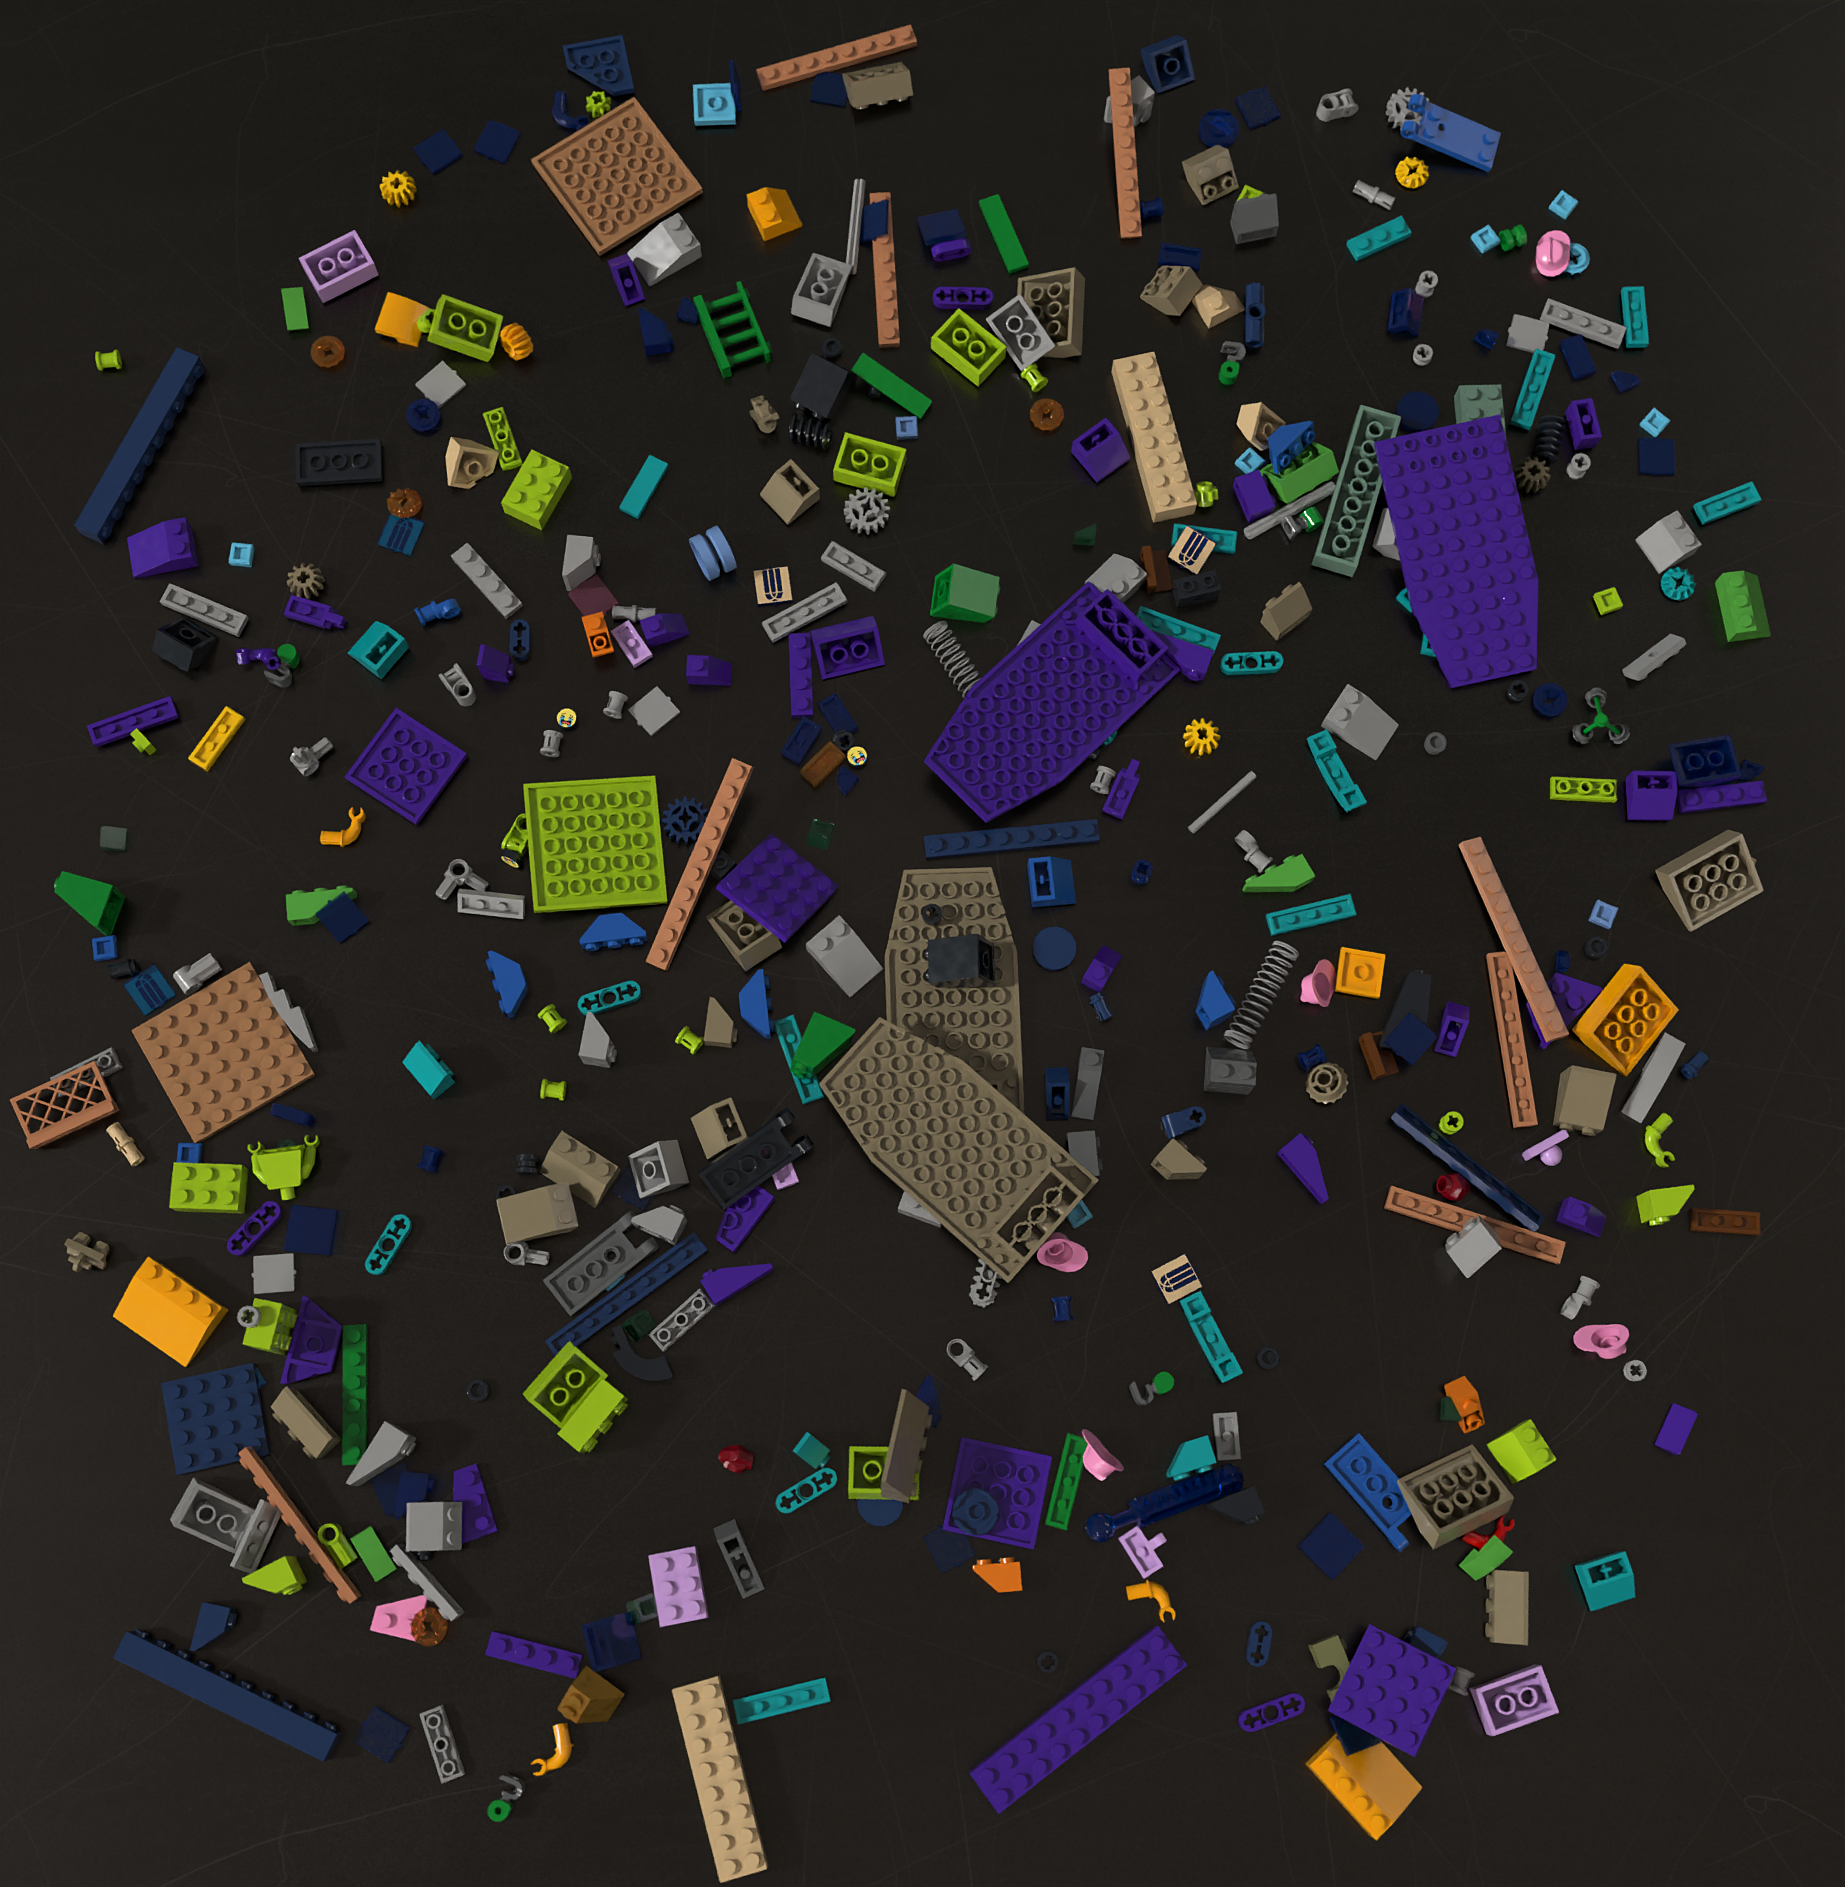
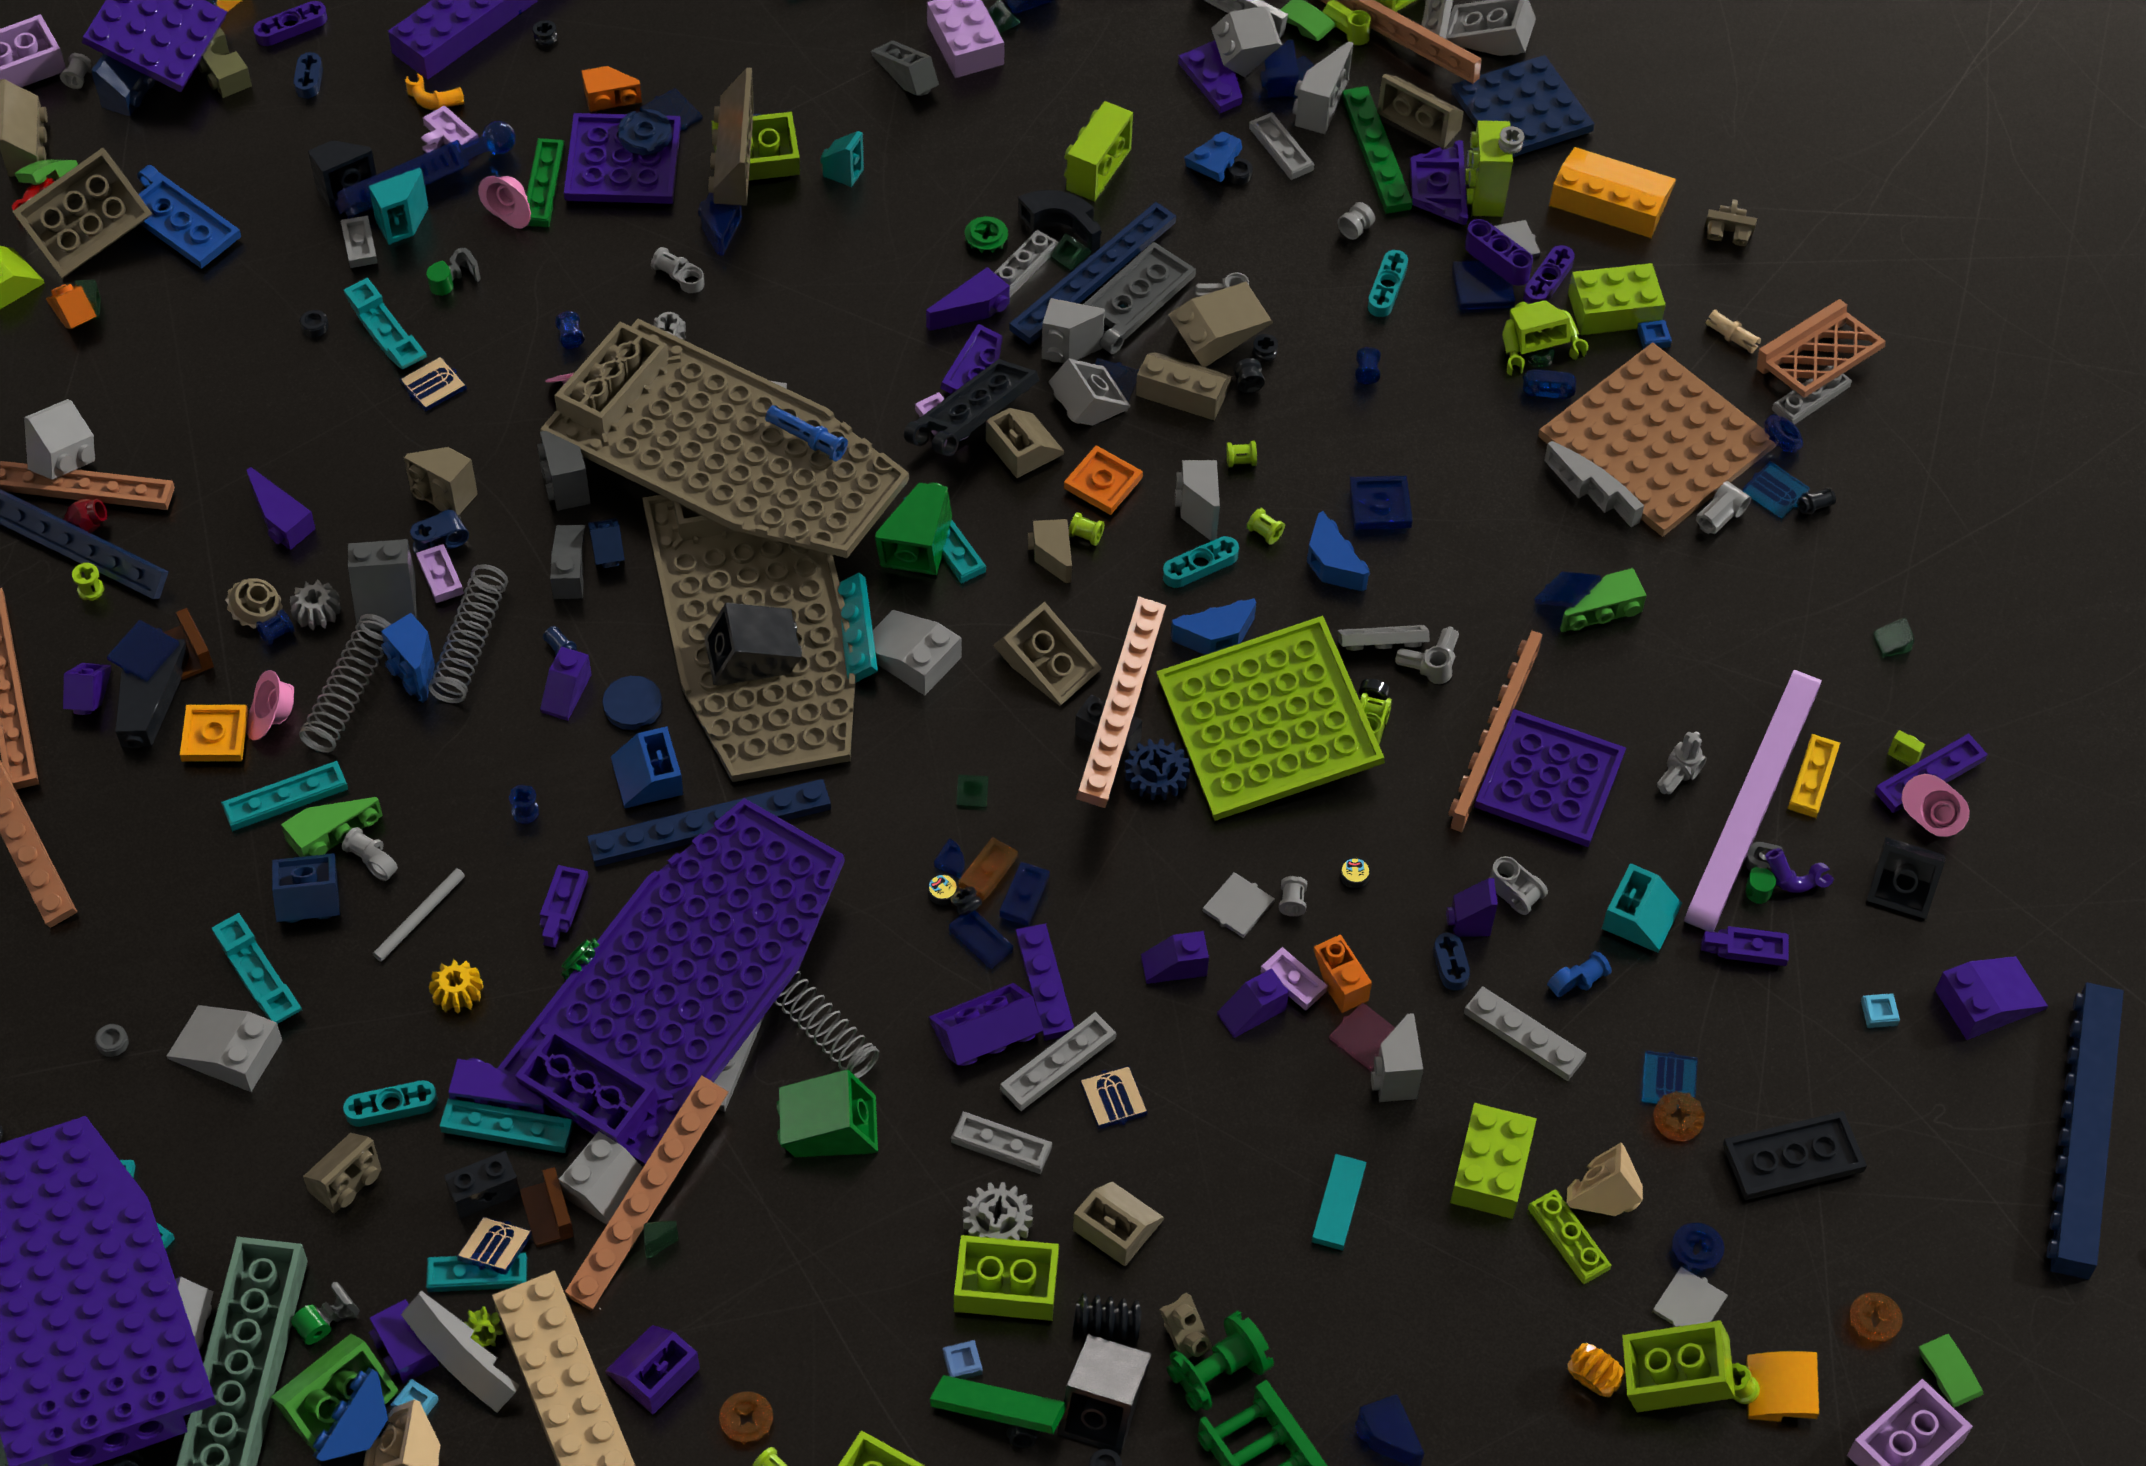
camera: 170 degrees right, 20 degrees down
(91, 899) = (1889, 551): green slope -> none
(105, 948) = (1849, 522): blue tile -> none
(122, 1023) = (1783, 433): none -> clear blue gear
(142, 685) = (1935, 805): none -> bright pink piece
(204, 610) = (1899, 925): light grey plate -> none
(266, 724) = (1752, 802): none -> lavender beam
(297, 1255) = (1498, 252): none -> dark purple beam
(313, 581) = (1775, 983): dark tan gear -> none
(344, 837) = (1600, 683): light orange piece -> none
(394, 1312) = (1358, 218): none -> light grey wheel
(429, 814) = (1490, 739): none -> nougat plate
(430, 1073) = (1398, 446): teal slope -> none
(434, 1413) = (1281, 146): none -> light grey tile
(458, 1025) = (1380, 502): none -> clear blue plate
(494, 1405) = (1215, 156): none -> blue wing
(551, 743) = (1365, 834): light grey bush -> none
(564, 1384) = (1139, 172): lime brick -> none
(632, 613) = (1322, 1018): light grey pin -> none
(666, 1084) = (1103, 480): none -> orange plate
(703, 1344) = (978, 227): none -> green gear
(712, 552) = (1209, 1102): medium blue wheel -> none
(736, 1458) = (927, 145): dark red rock -> none
(741, 388) = (1240, 1348): none -> green piece
(755, 1004) = (1011, 575): blue slope -> none
(777, 887) = (1013, 699): dark purple plate -> none
(788, 1494) = (847, 125): teal beam -> none
(878, 970) = (862, 659): none -> teal plate
(884, 1121) = (817, 437): none -> blue pin
(929, 907) = (809, 705): black bush -> none
(1089, 562) = (646, 1193): none -> nougat plate
(1103, 779) = (582, 917): light grey bush -> none
(1122, 735) = (579, 956): none -> green gear
(1182, 972) = (452, 681): none -> light grey piece
(1185, 1086) = (439, 573): none -> lavender plate
(1223, 475) = (462, 1356): none -> light grey slope
(1288, 1078) = (315, 605): none -> light grey gear
(1290, 509) = (358, 1326): light grey axle -> none
(1300, 830) = (305, 888): none -> dark blue slope
(1331, 1546) = (229, 166): clear blue tile -> none

